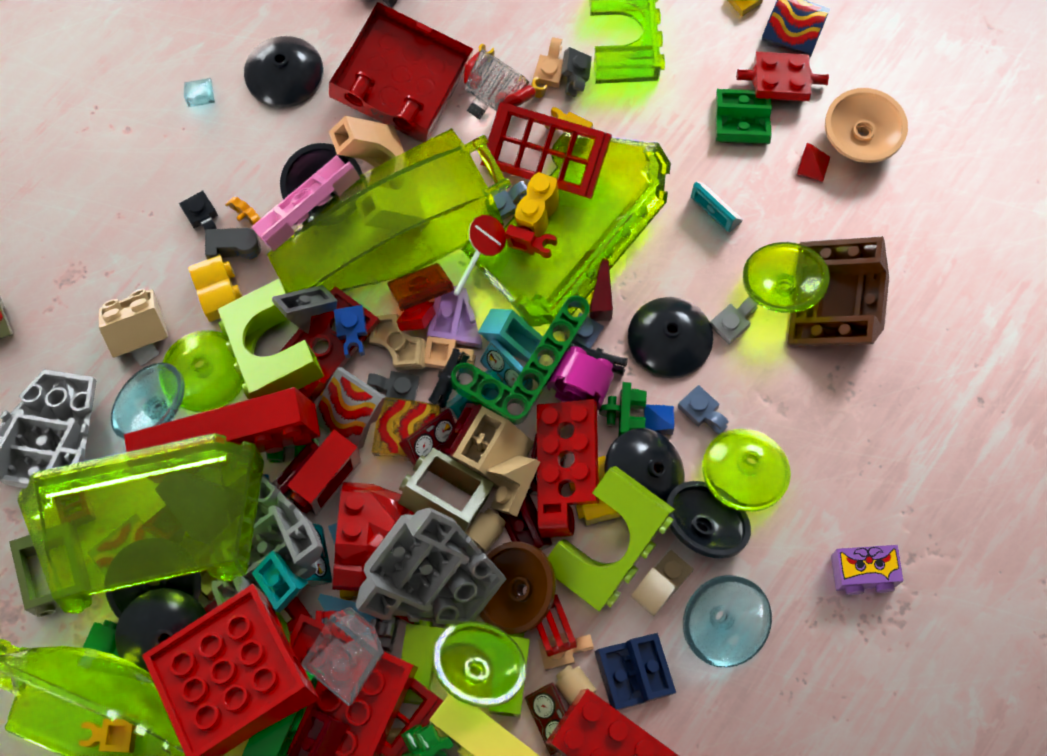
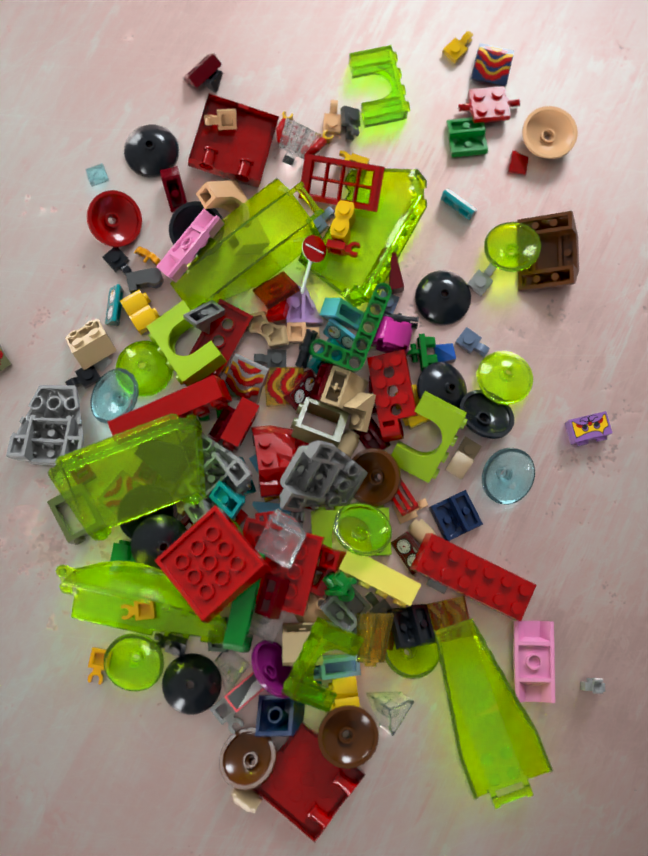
camera: 15 degrees left, 10 degrees up
(114, 370) = (84, 377): none -> black plate
(180, 275) = (114, 305): none -> teal slope
(219, 140) = (123, 212): none -> red dish
(302, 121) = (173, 188): none -> dark red slope
(350, 326) = (236, 324): blue plate -> none
(394, 40) = (225, 119): none -> light nougat plate
(421, 703) = (331, 558): none -> red slope

